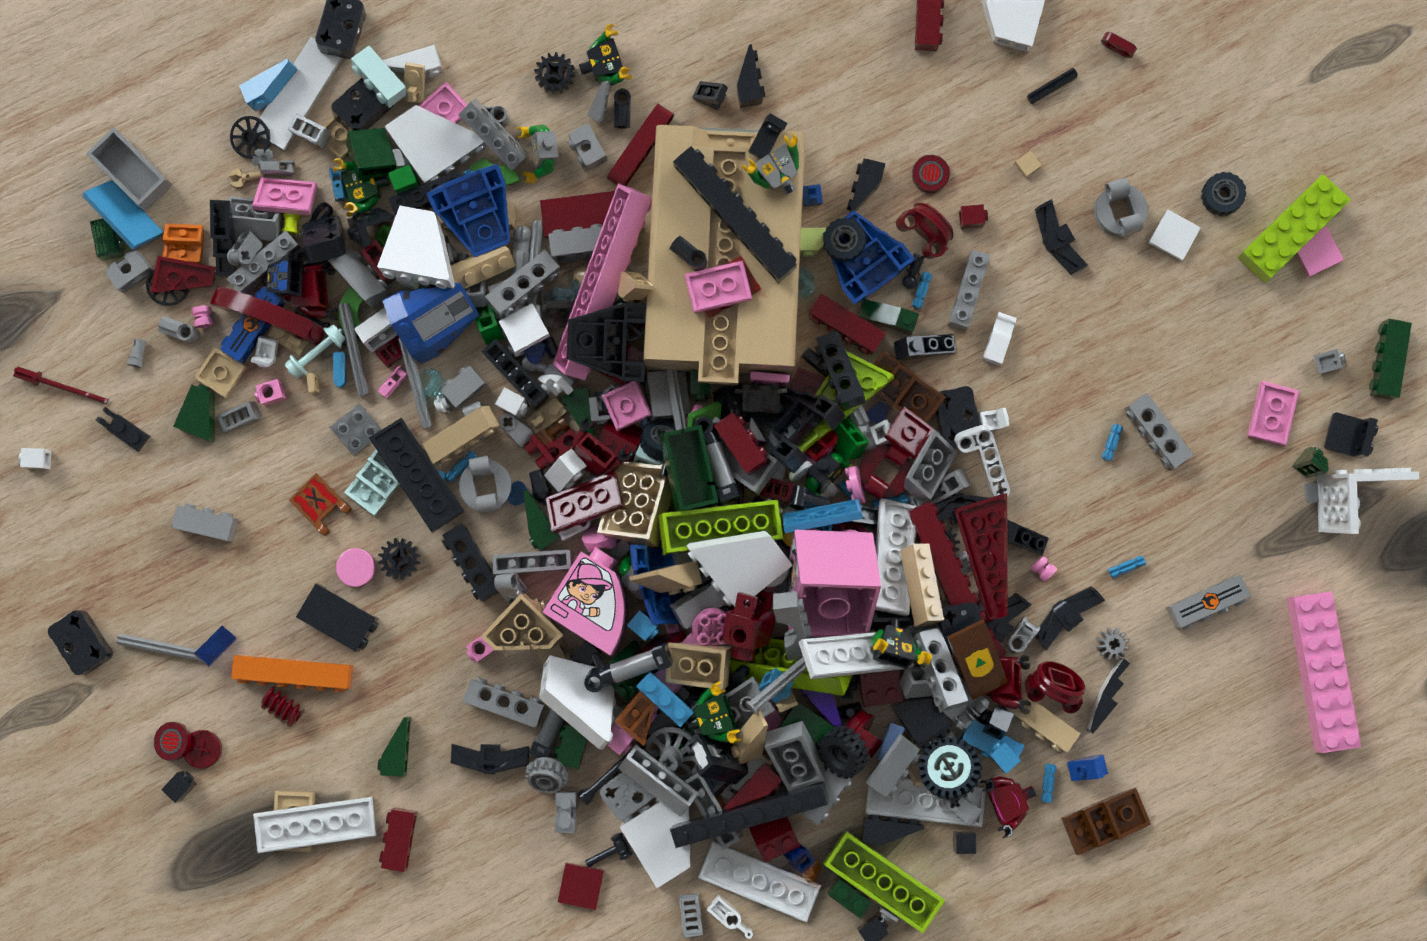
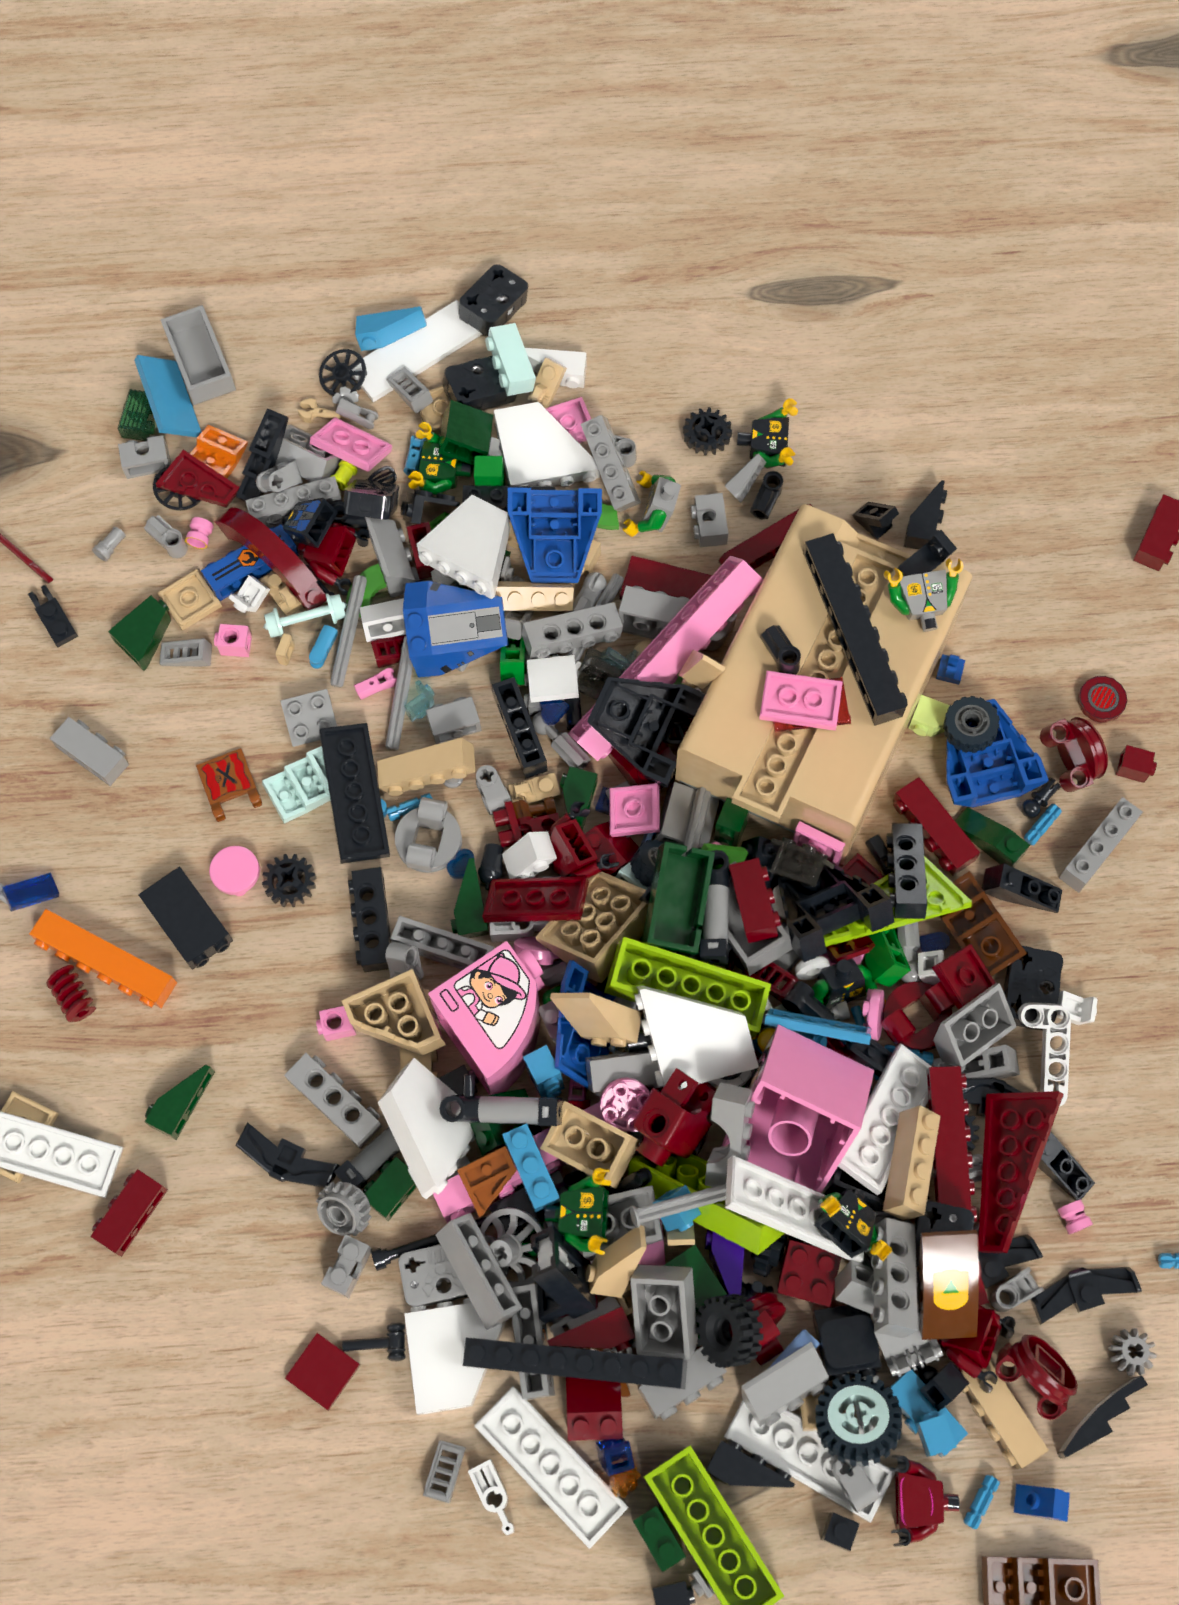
camera: 20 degrees right, 15 degrees down
(442, 404) = (420, 729): white plate -> none
(512, 403) = (502, 756): white brick -> none
(554, 384) = (560, 755): white slope -> none
(595, 408) = (597, 799): light grey bracket -> none
(807, 280) = (907, 758): clear light blue bracket -> none
(869, 179) = (1023, 679): black slope -> none
(999, 339) = (1117, 917): white piece -> none

